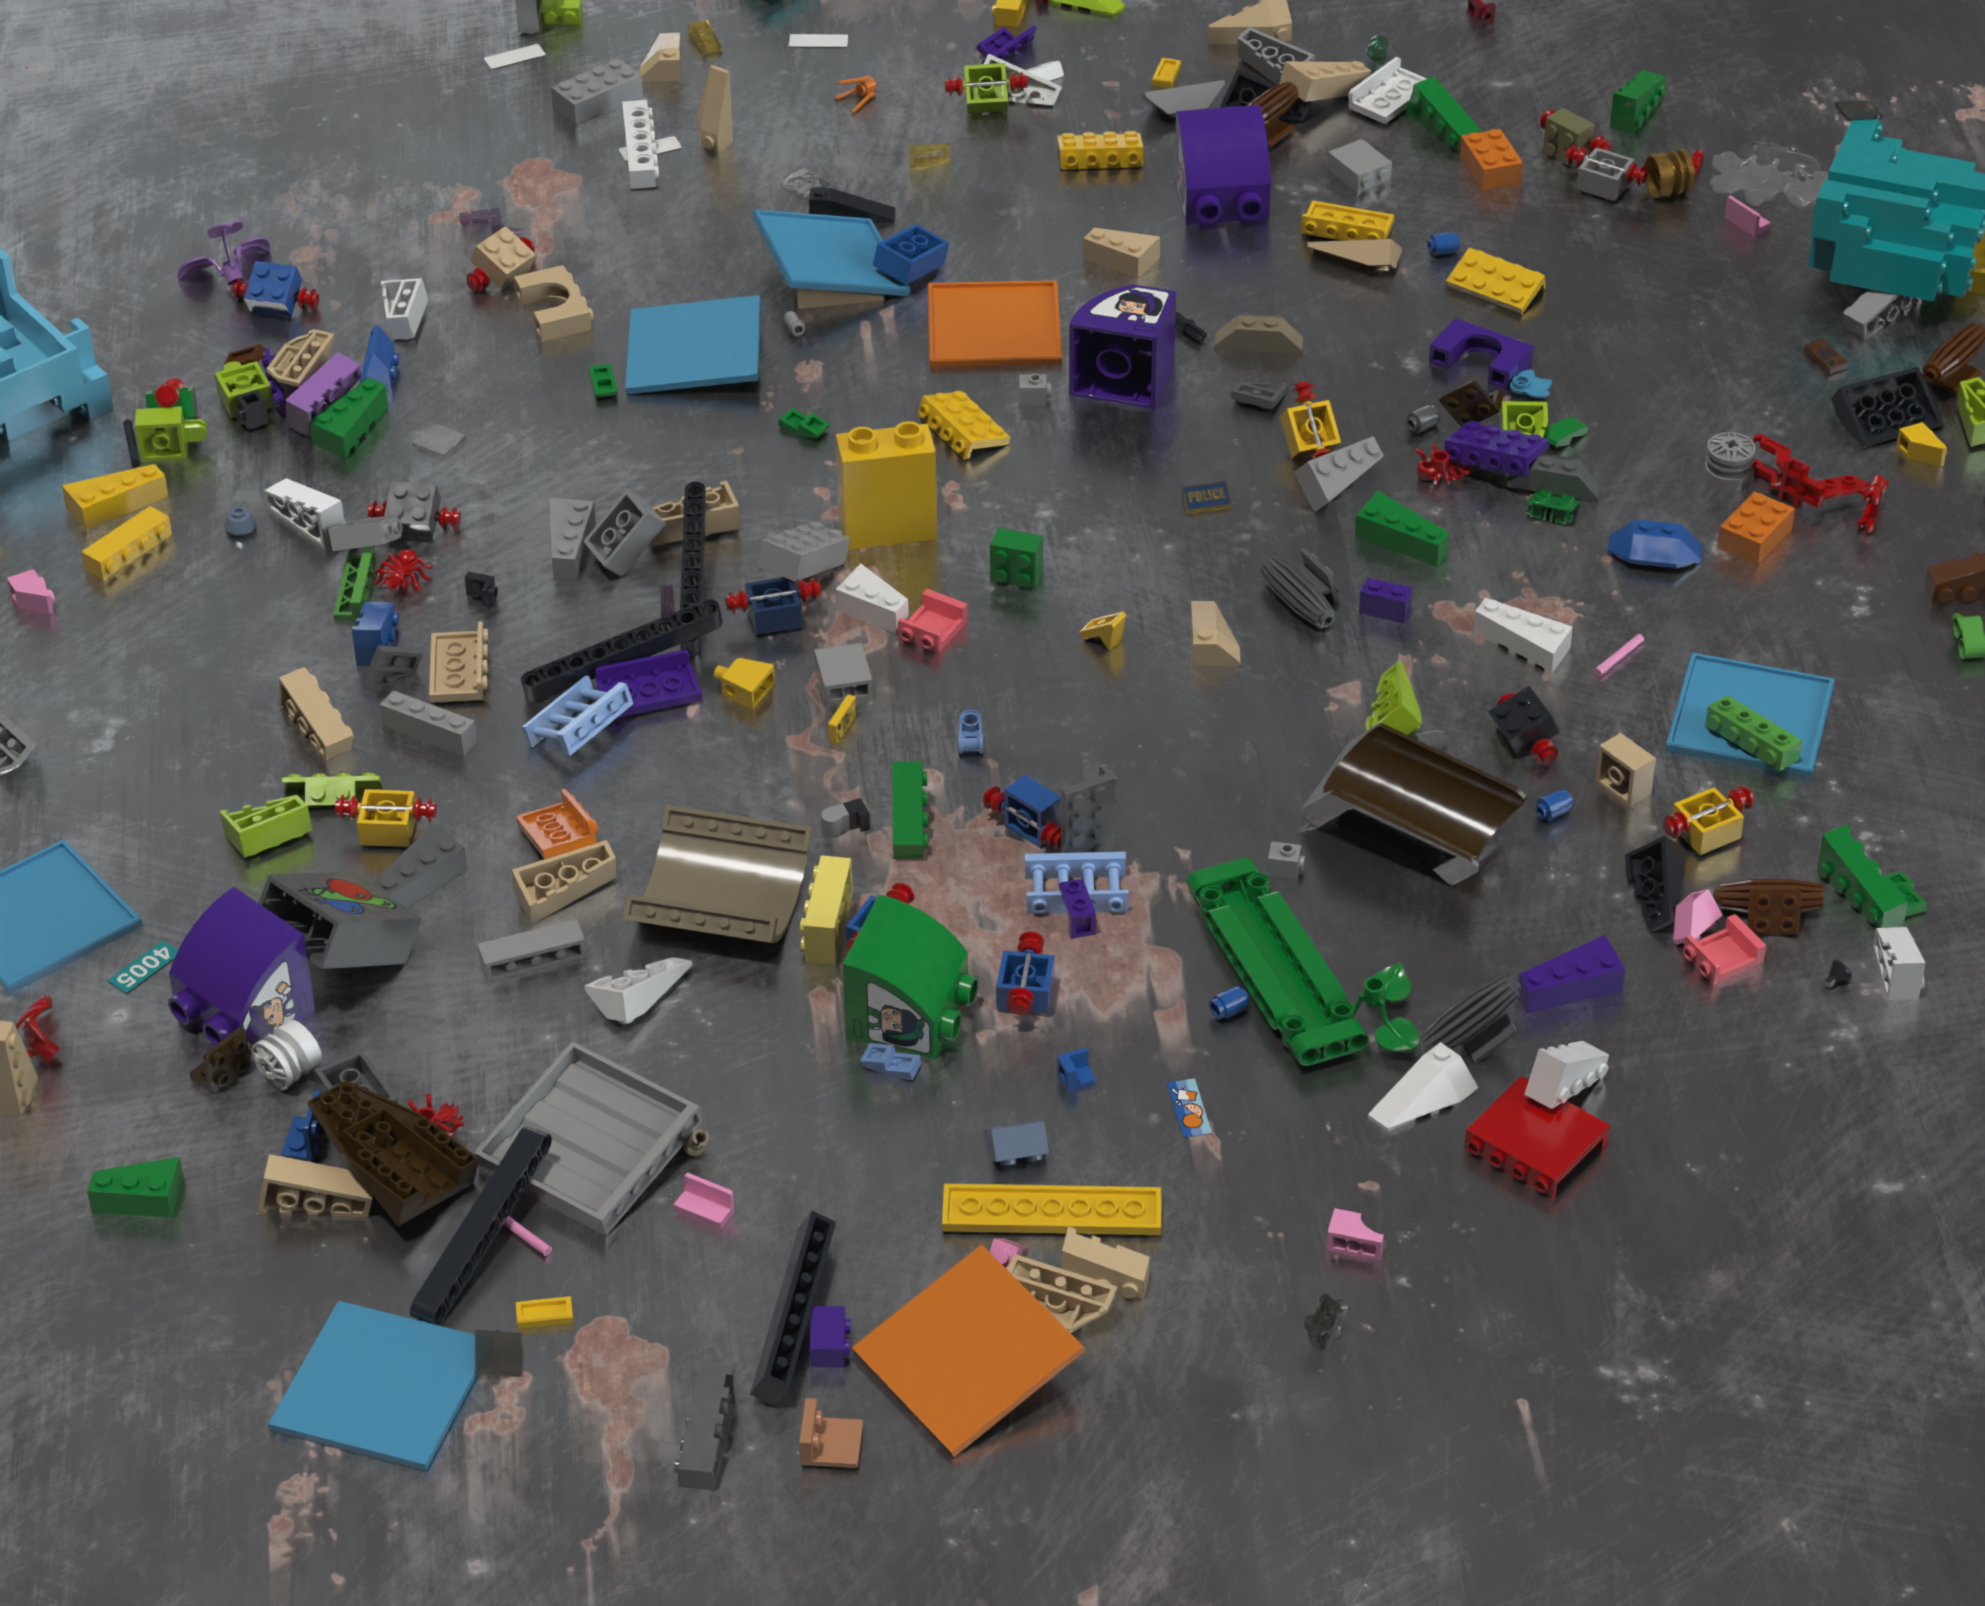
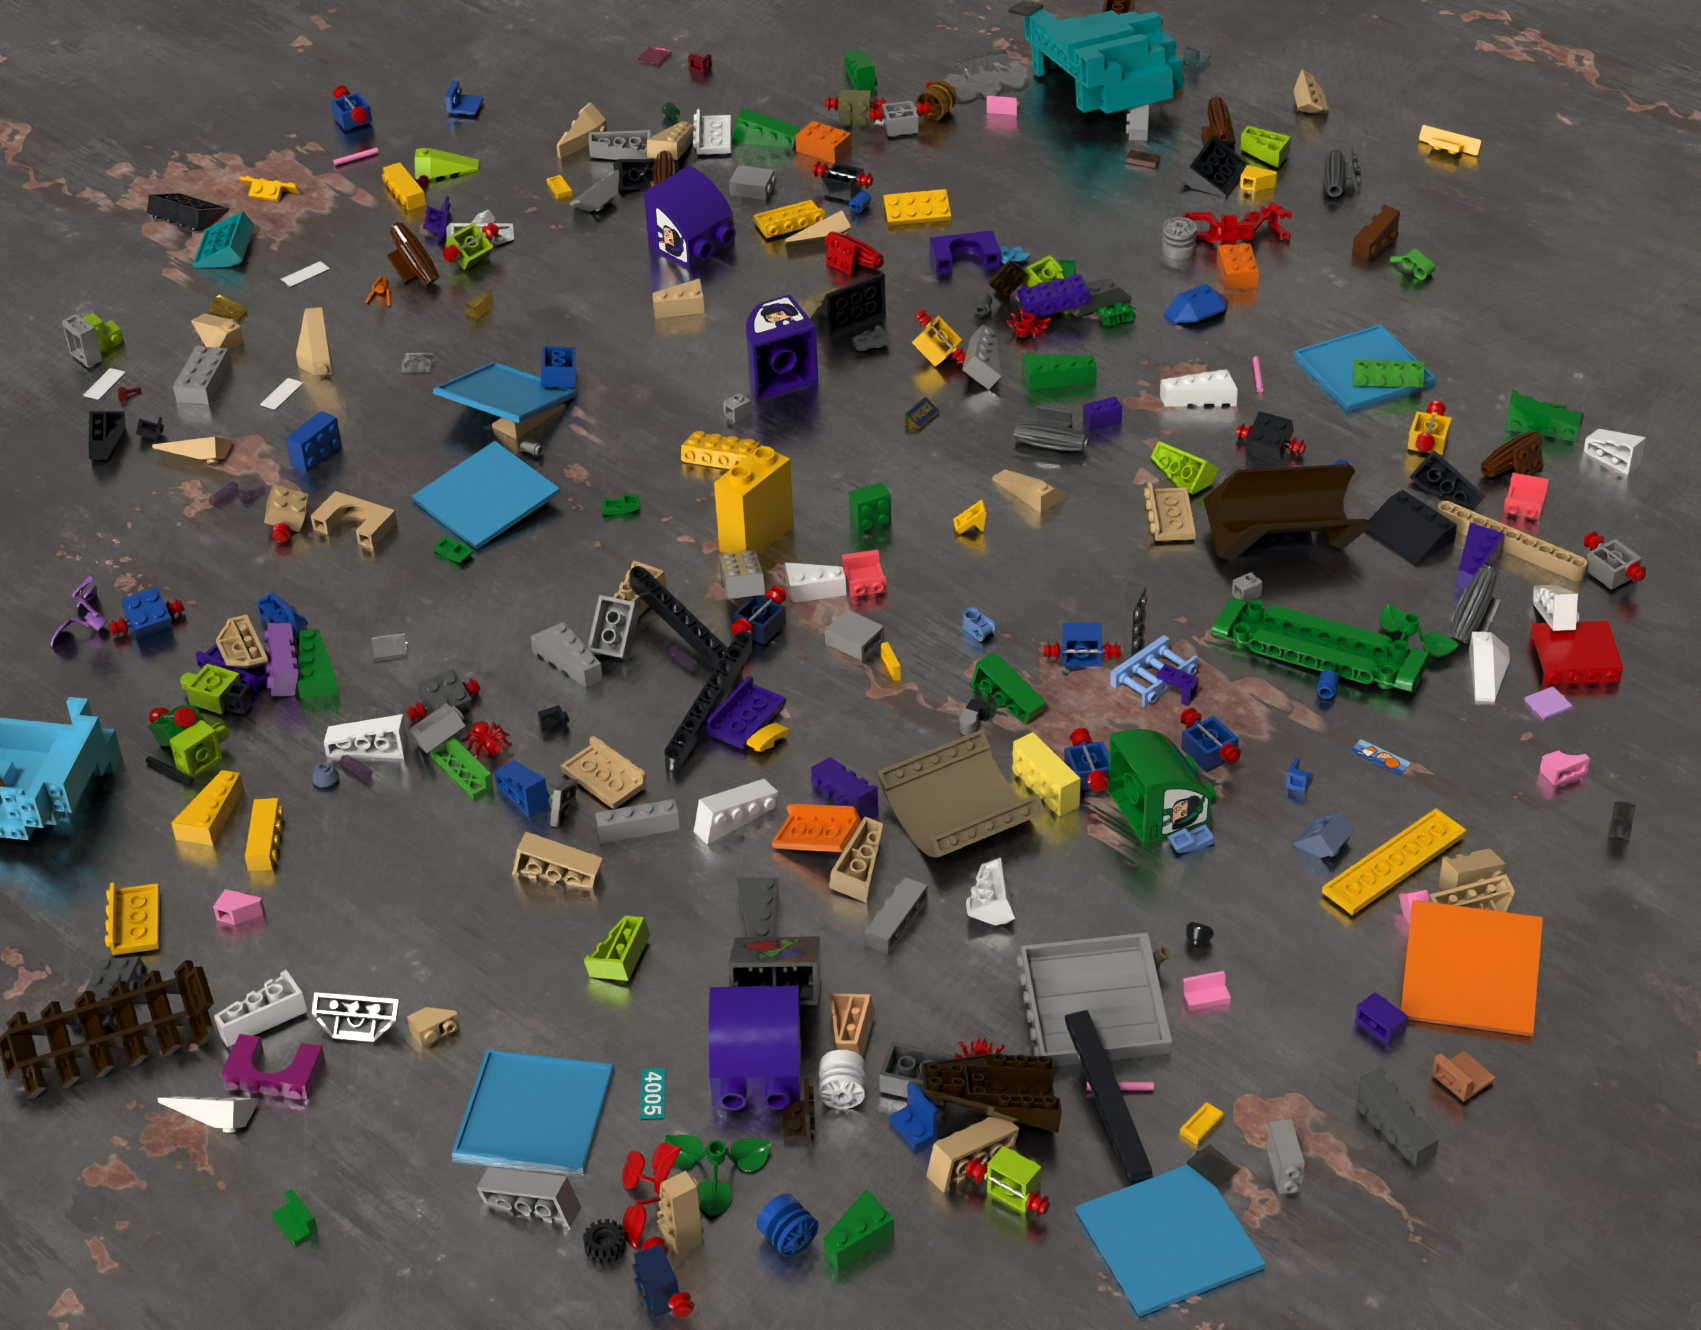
camera: 40 degrees left, 0 degrees up
(47, 789) = (432, 1024): none -> tan slope
(84, 1141) = (787, 1225): none -> blue wheel
(101, 1034) = (749, 1153): none -> green plant
(246, 355) = (191, 664): reddish brown tile -> none
(273, 531) = (356, 767): none -> clear purple axle
(307, 1236) = (1012, 1180): none -> lime brick
(324, 790) = (629, 903): lime bracket -> none
(360, 1017) = (852, 1020): none -> light nougat wedge
(386, 816) = (696, 892): yellow brick -> none
(404, 306) = (253, 575): white wedge -> none
(446, 101) = (104, 432): none -> black wedge
(492, 119) = (150, 429): none -> black bracket
(508, 163) = (207, 449): none -> tan wedge
(515, 72) = (122, 392): none -> dark red hand
(520, 764) = (732, 809): none -> white wedge
(557, 1386) = (1285, 1156): none -> light grey window
(587, 724) = (748, 758): light blue fence -> none
(605, 207) = (313, 441): none -> blue brick
(635, 717) = (767, 736): none -> yellow slope
(636, 811) = (845, 787): none -> dark purple wedge
(640, 144) = (276, 392): white brick -> none
(746, 681) = (801, 675): yellow torso -> none
(769, 1147) = (1198, 934): none -> black cone
(793, 1308) = (1346, 1014): black brick -> none
(839, 203) = (465, 362): black wedge -> none
(915, 69) = (410, 257): none -> reddish brown plate
(994, 323) = (655, 383): orange tile -> none
(1100, 151) = (583, 249): yellow bracket -> none
(1273, 346) = (853, 305): none -> black slope
(1311, 739) = (1169, 513): none -> tan bracket
(1357, 284) = (846, 250): none -> red plate
(1440, 1168) = (1548, 702): none -> lavender piece
(1448, 208) = (842, 180): none -> black brick
(1545, 906) = (1411, 527): none -> black slope
(1625, 770) = (1356, 430): tan brick -> none
(1639, 987) = (1519, 543): none -> tan beam
(1695, 915) = (1492, 486): bright pink slope -> none
(1709, 1069) = (1612, 561): none -> light grey brick
(1838, 973) = (1592, 474): black rock -> none

